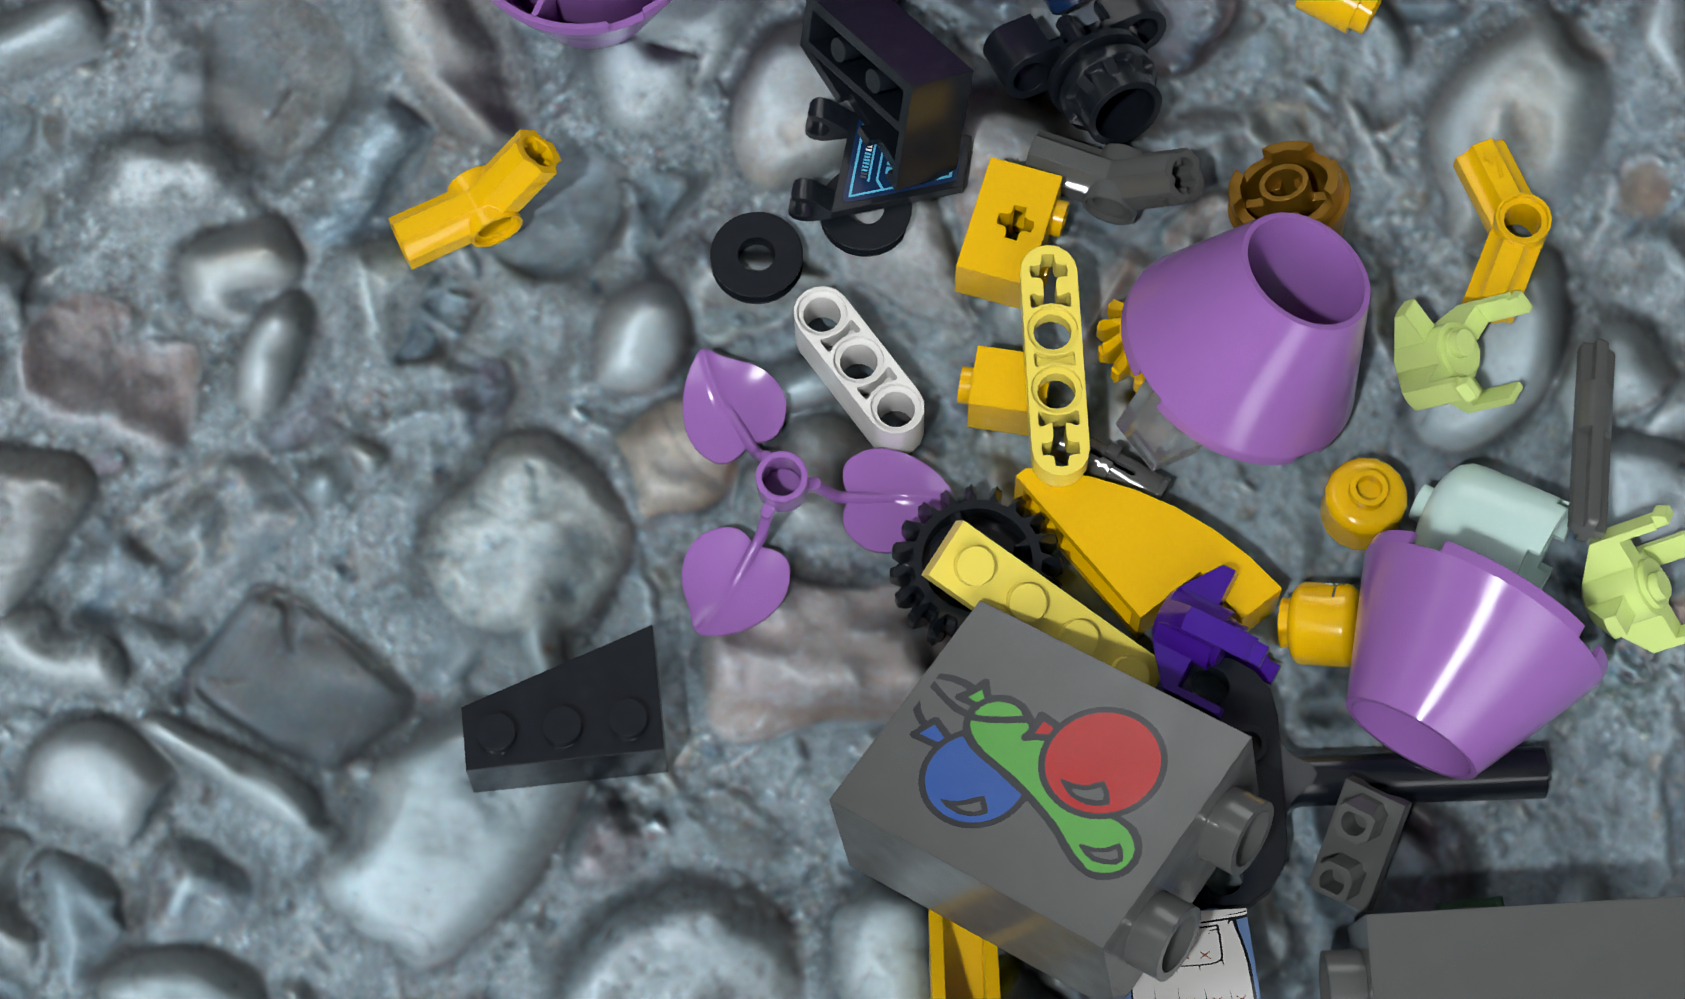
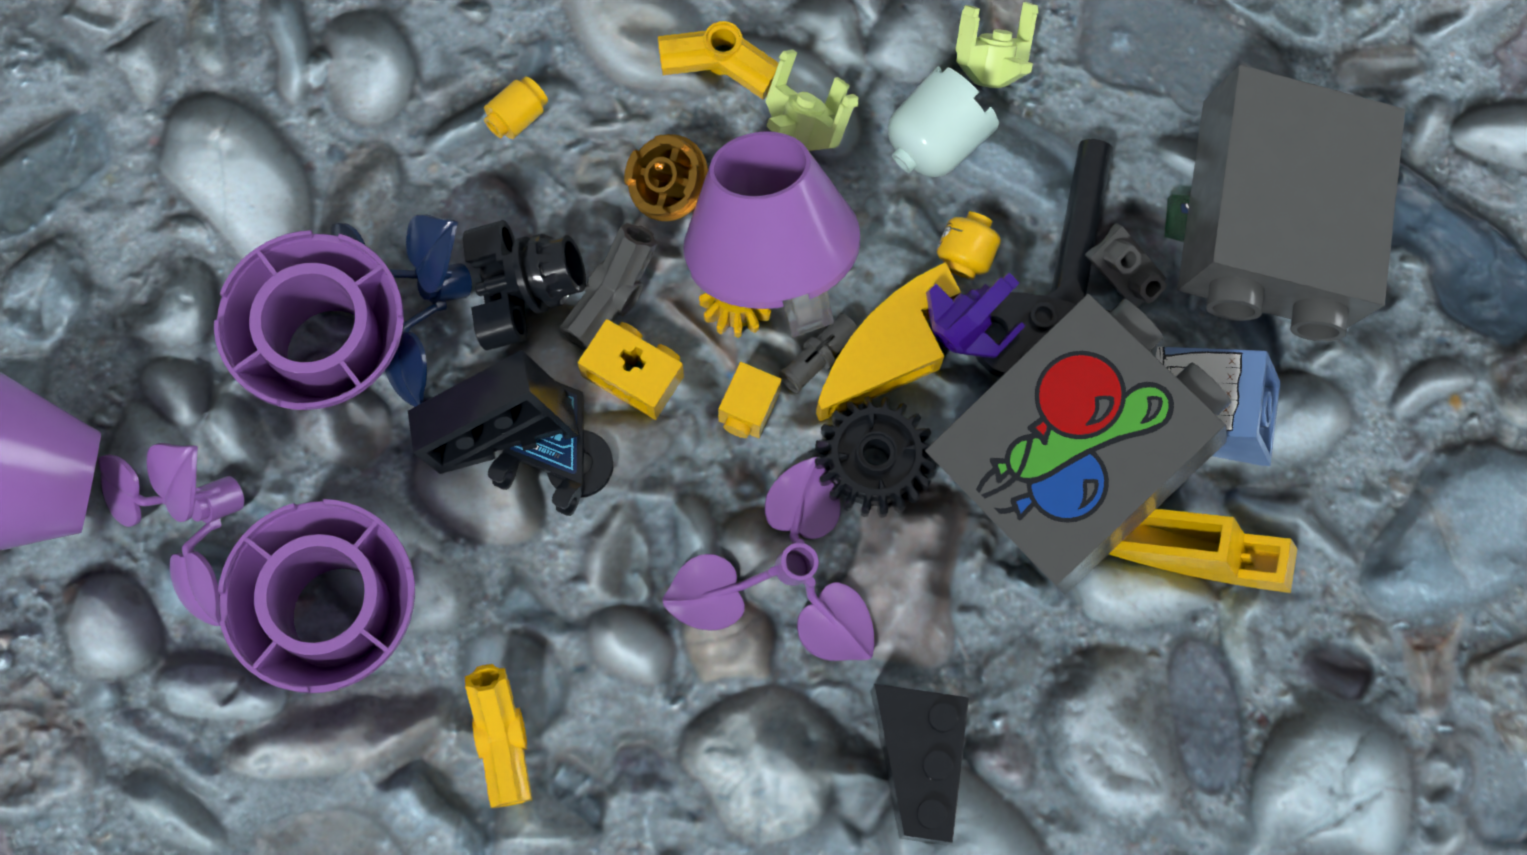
camera: 80 degrees left, 5 degrees up
(762, 285) = (593, 525): black piece -> none
(852, 344) = (720, 479): white beam -> none
(979, 569) = (908, 437): light yellow plate -> none
(1049, 365) = (753, 353): light yellow beam -> none
(1362, 501) = (893, 197): yellow head -> none
(1459, 656) = (1040, 163): medium lavender cone -> none
(1591, 441) = (889, 46): dark grey axle -> none

